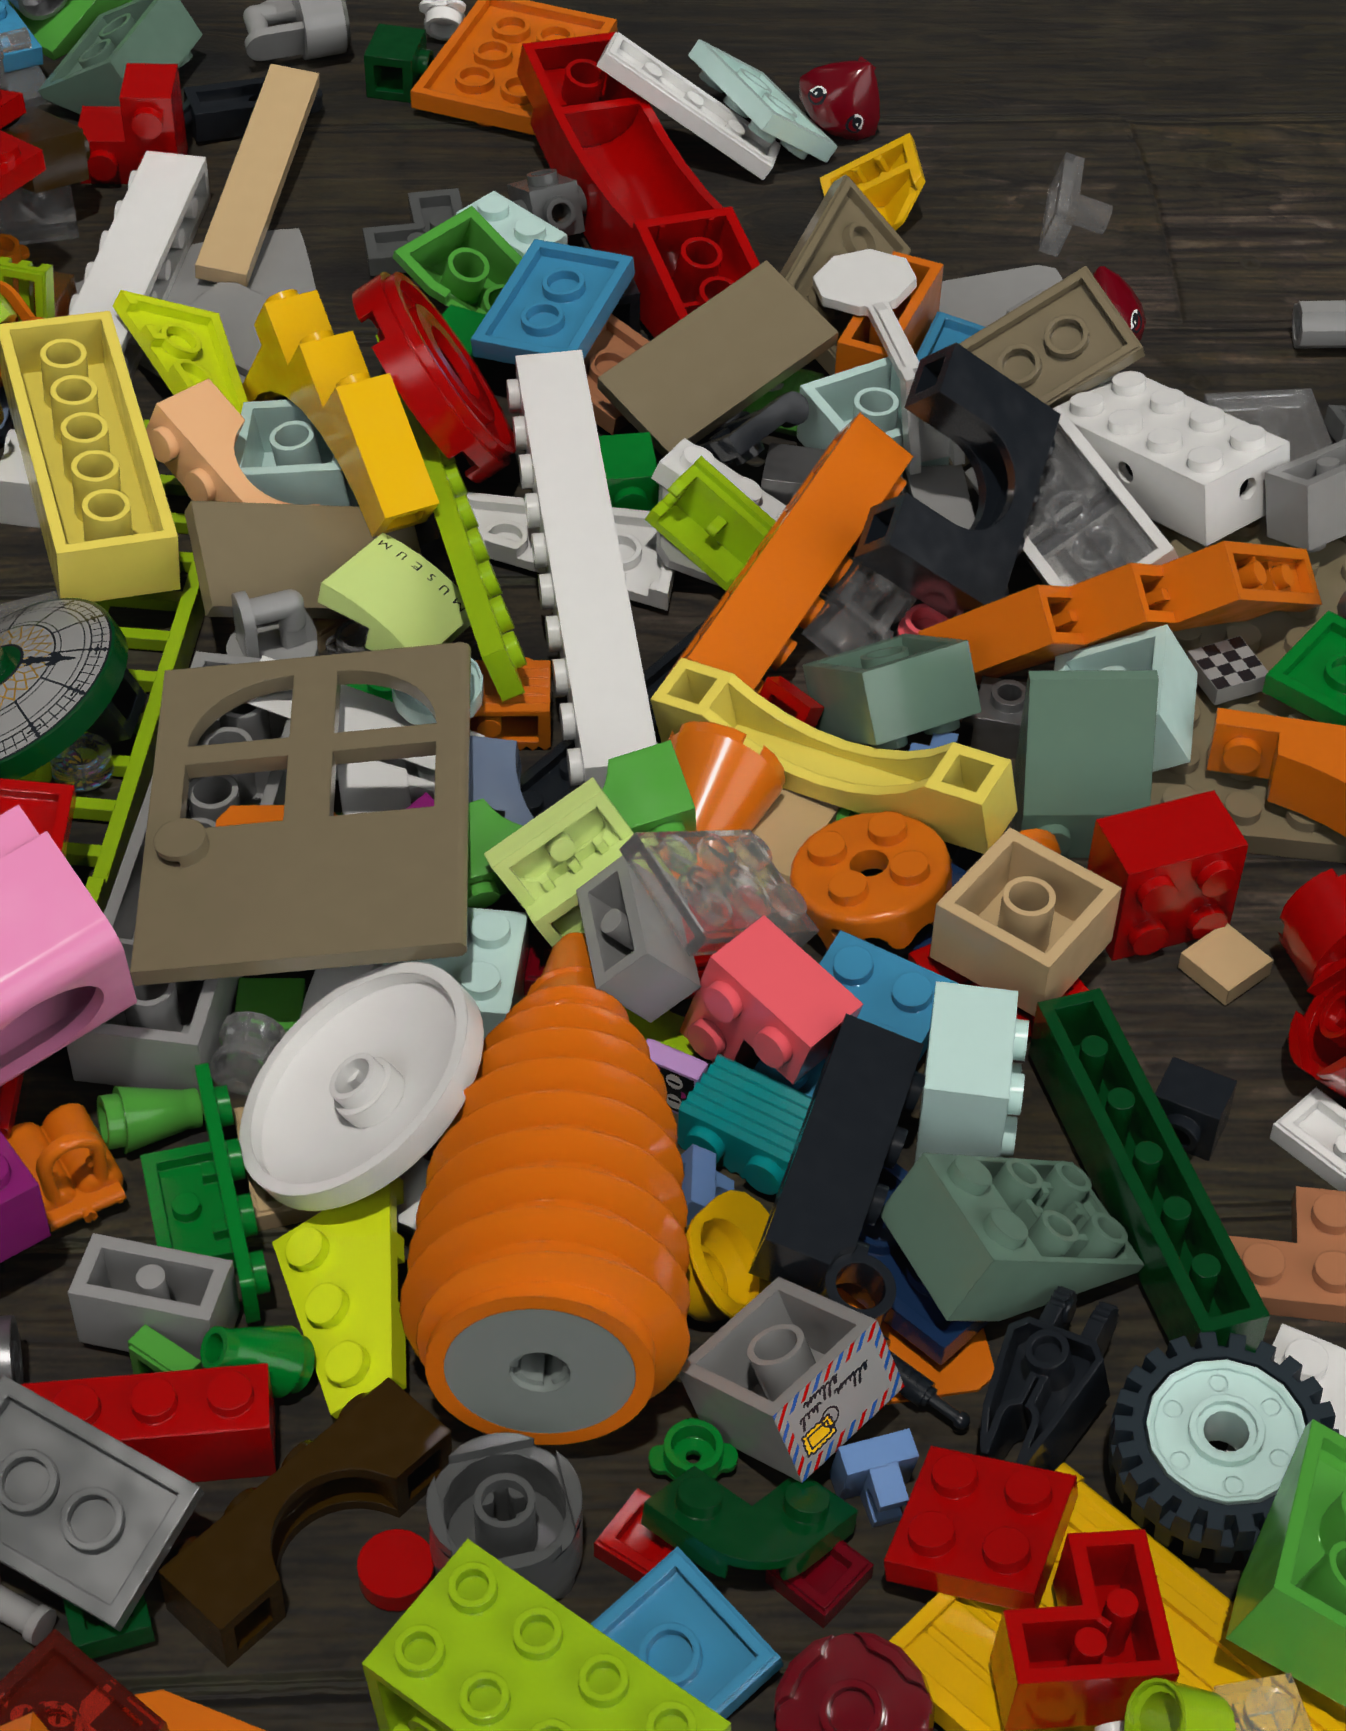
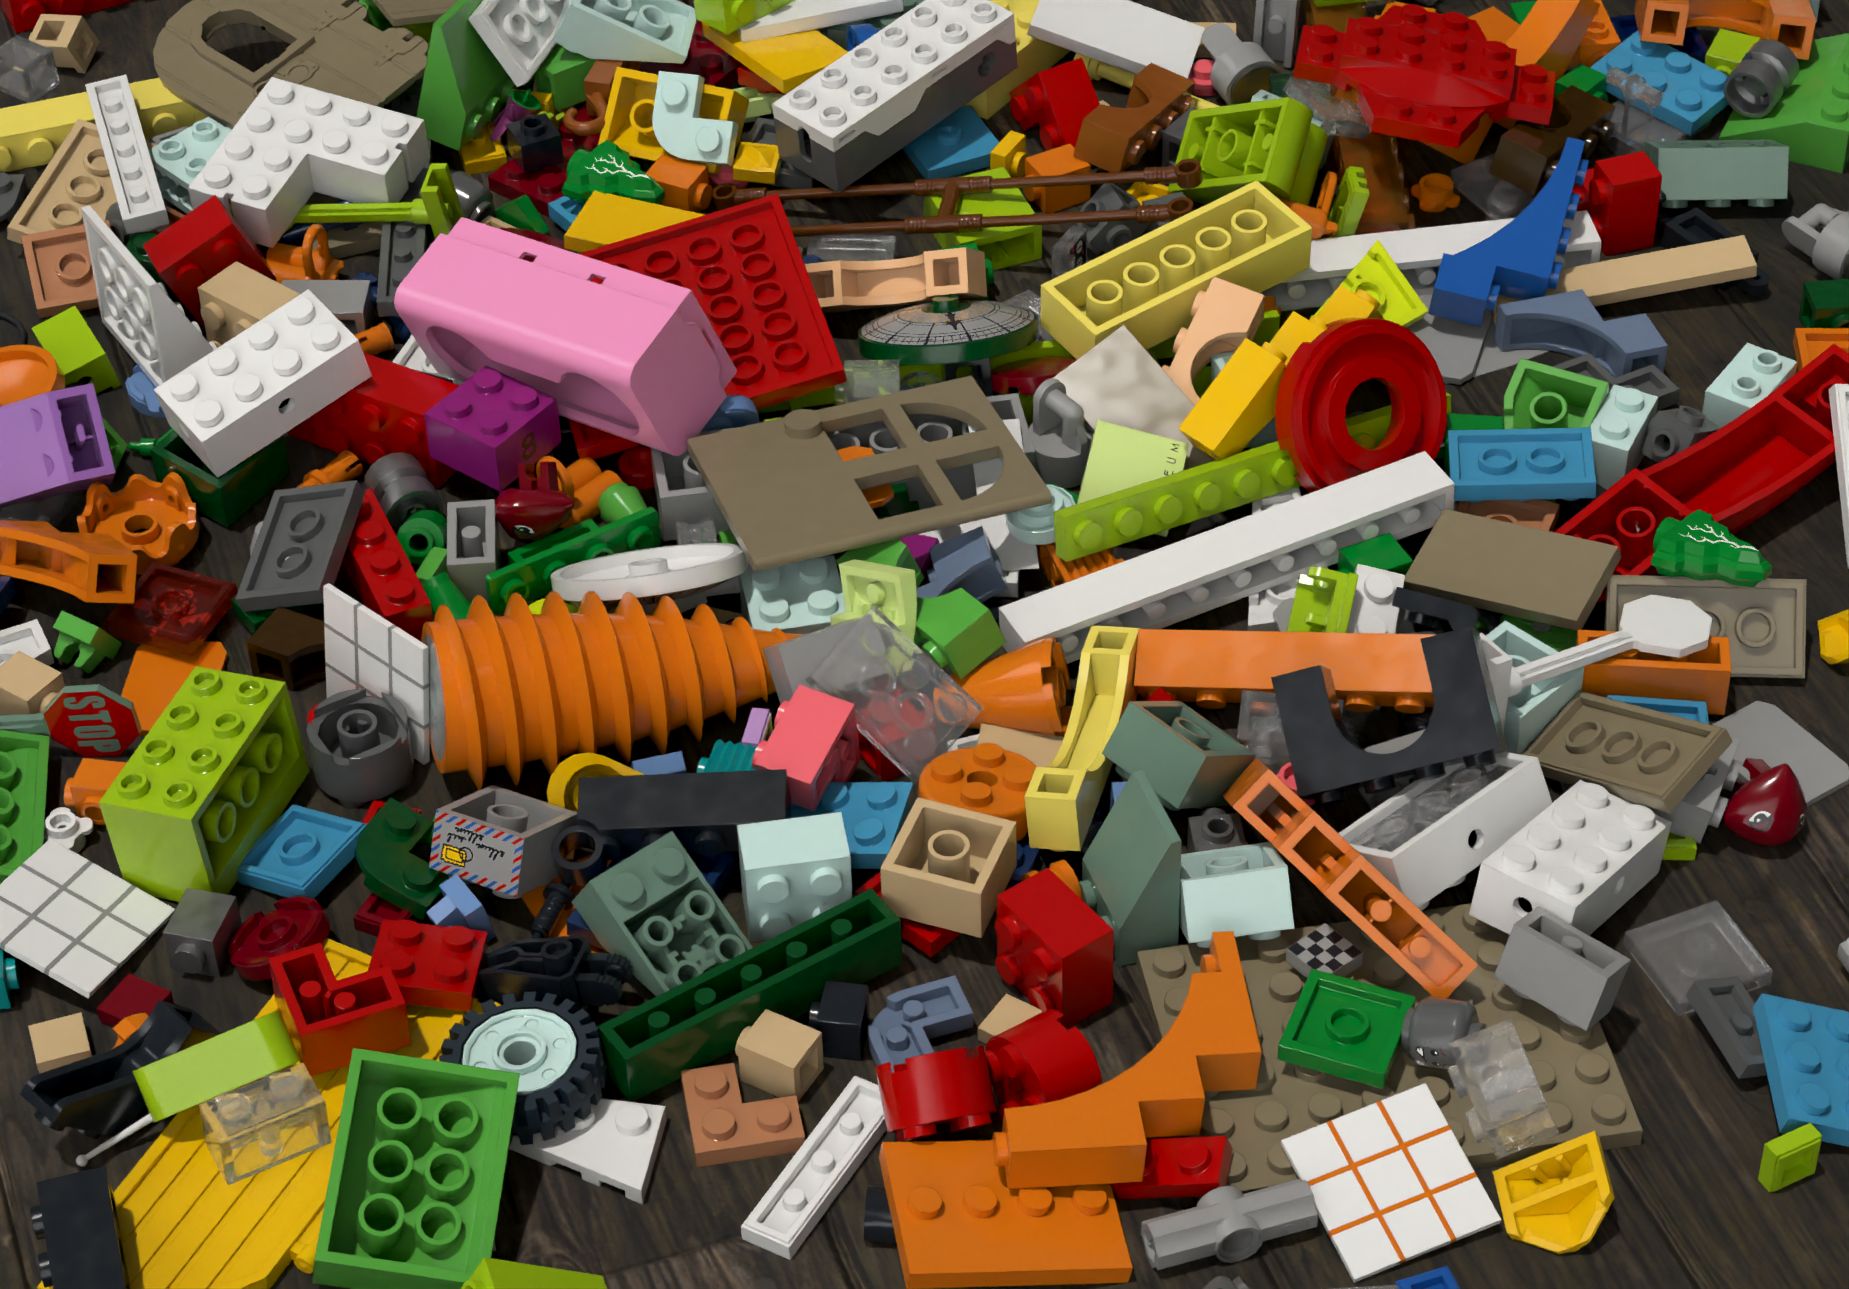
camera: 75 degrees right, 5 degrees down
(44, 1089) = (636, 468): none -> red tile
(73, 1352) = (427, 523): none -> green brick
(97, 783) = (868, 380): none -> clear brick
(122, 1195) = (536, 507): none -> dark red piece
(155, 631) = (1027, 373): none -> dark red tile
(207, 201) = (1519, 255): none -> blue arch
(320, 223) = (1574, 327): none -> sand blue arch
(378, 1453) = (377, 657): none -> white piece
(486, 147) = (1746, 382): none -> light aqua brick
(792, 212) = (1706, 551): none -> green rock
(1193, 1028) = (915, 1018): none -> sand blue plate
(1243, 1177) = (779, 1055): none -> tan brick

